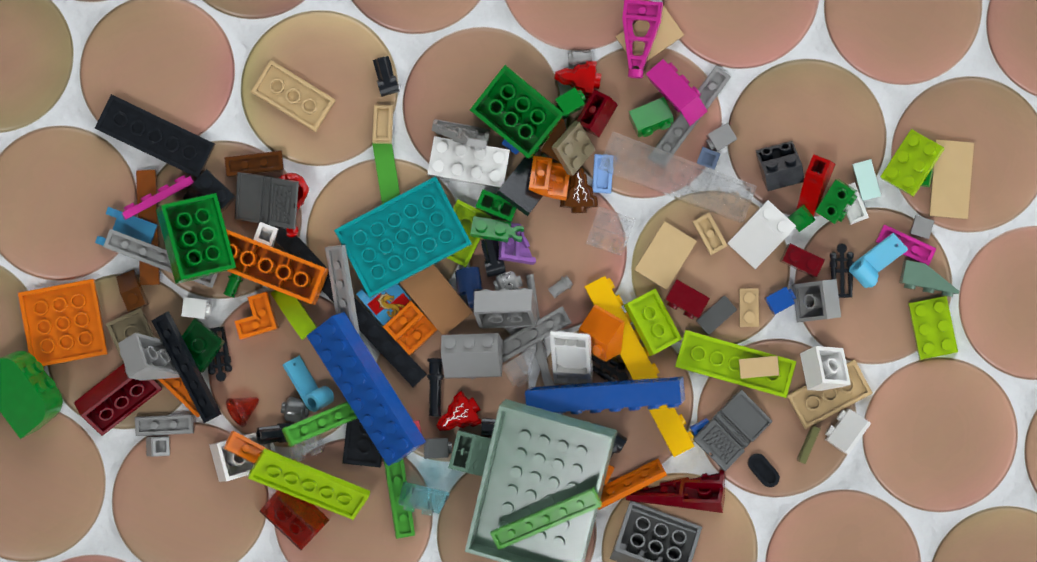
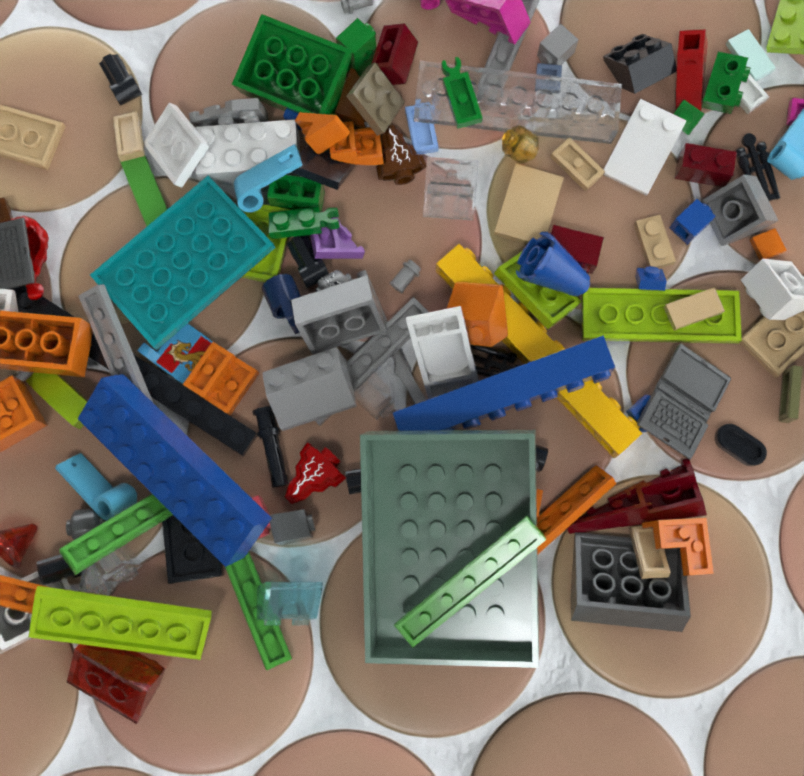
camera: 15 degrees left, 10 degrees down
(417, 146) = (176, 145): none -> white plate
(437, 299) = (246, 330): medium nougat tile -> none
(469, 453) = (337, 522): sand green slope -> none
(476, 190) = (249, 184): none -> medium azure door
(527, 168) = (321, 130): none -> orange slope
(581, 77) = (369, 14): red rock -> none
(634, 170) = (460, 95): none -> green plate
(651, 117) = (465, 40): green brick -> none
(664, 312) = (552, 266): none -> blue cone
(671, 209) = (520, 144): none -> clear yellow head
(676, 527) = (650, 561): none -> tan tile
(704, 524) = (691, 538): none -> orange panel
(716, 315) = (616, 262): dark grey tile -> none
(736, 335) = (650, 278): none -> blue plate
(830, 331) = (768, 244): none -> orange tile

